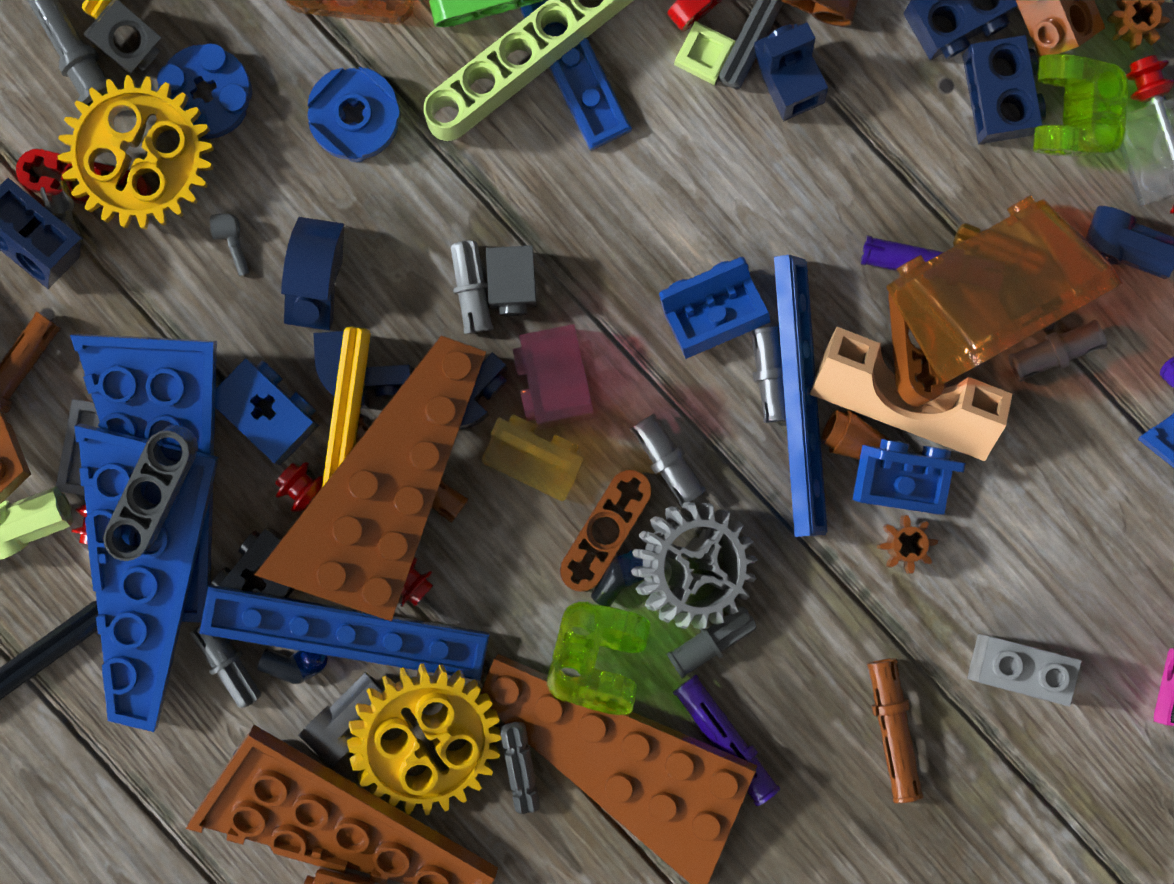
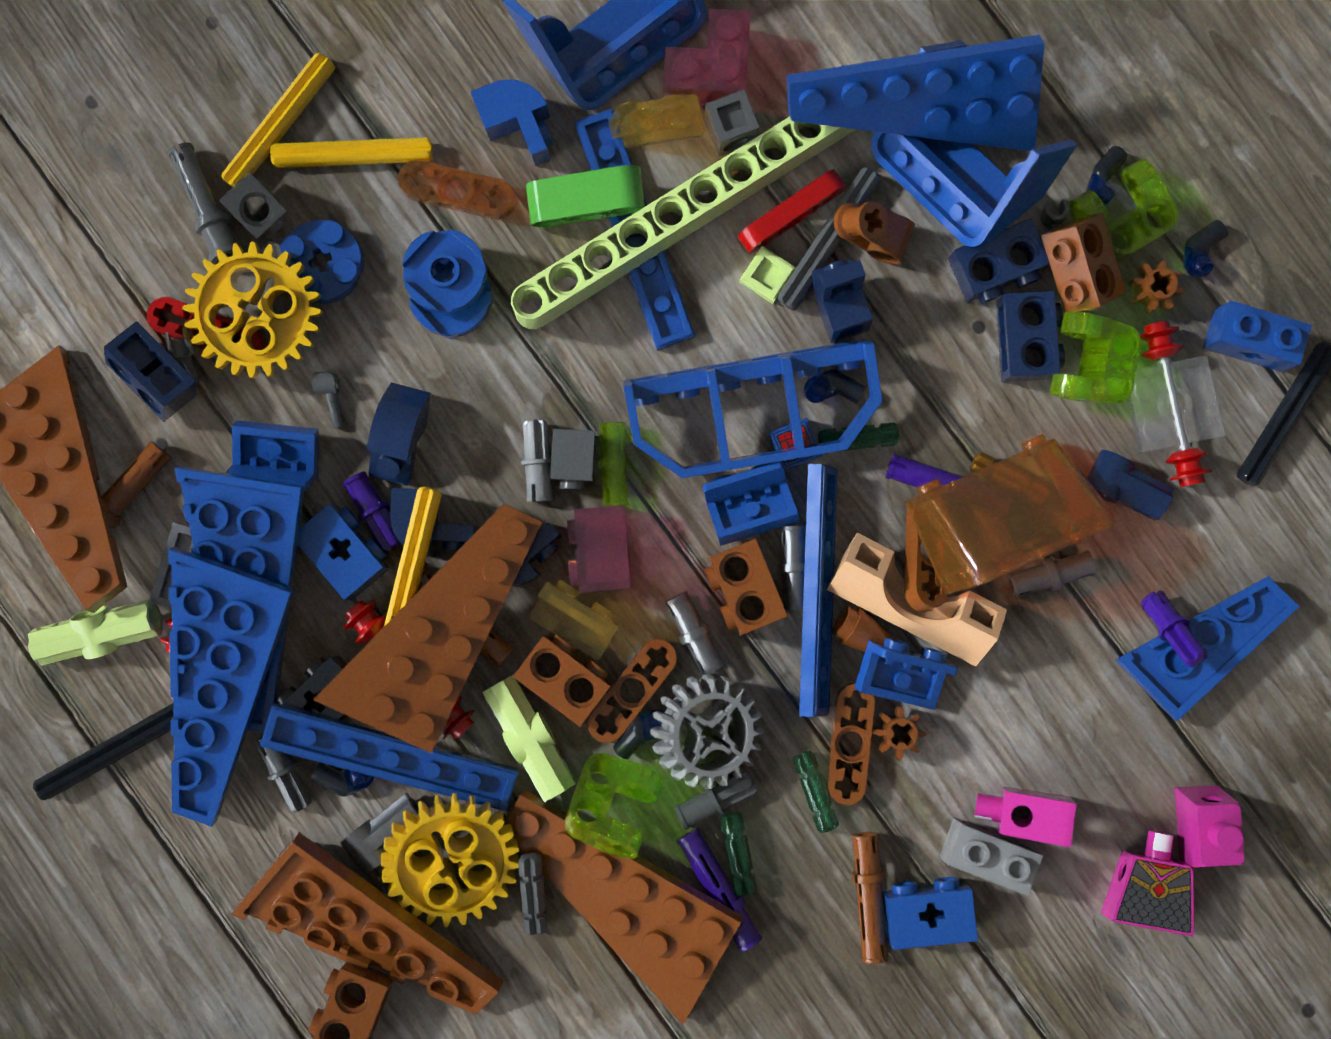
camera: 10 degrees right, 0 degrees up
(132, 506) = (211, 627): dark grey beam -> none
(177, 308) = (275, 452): none -> blue bracket
(293, 362) = (372, 510): none -> dark purple axle
(345, 59) = (420, 271): none -> blue plate
(496, 595) = (529, 738): none -> yellowish green piece
(522, 536) = (557, 688): none -> dark orange brick
(556, 280) = (613, 463): none -> clear neon green pin
(715, 159) = (766, 371): none -> blue plate
(731, 397) = (756, 583): none -> dark orange brick
(744, 699) = (738, 854): none -> clear green axle
(756, 237) = (782, 439): none -> tile
(790, 166) = (831, 384): none -> arm
(822, 620) = (815, 791): none -> clear green axle
(826, 222) = (886, 434): none -> clear green axle
(840, 597) = (837, 773): none -> dark orange beam
(988, 749) = (949, 924): none -> blue brick
(1083, 618) = (1048, 818): none -> dark pink torso

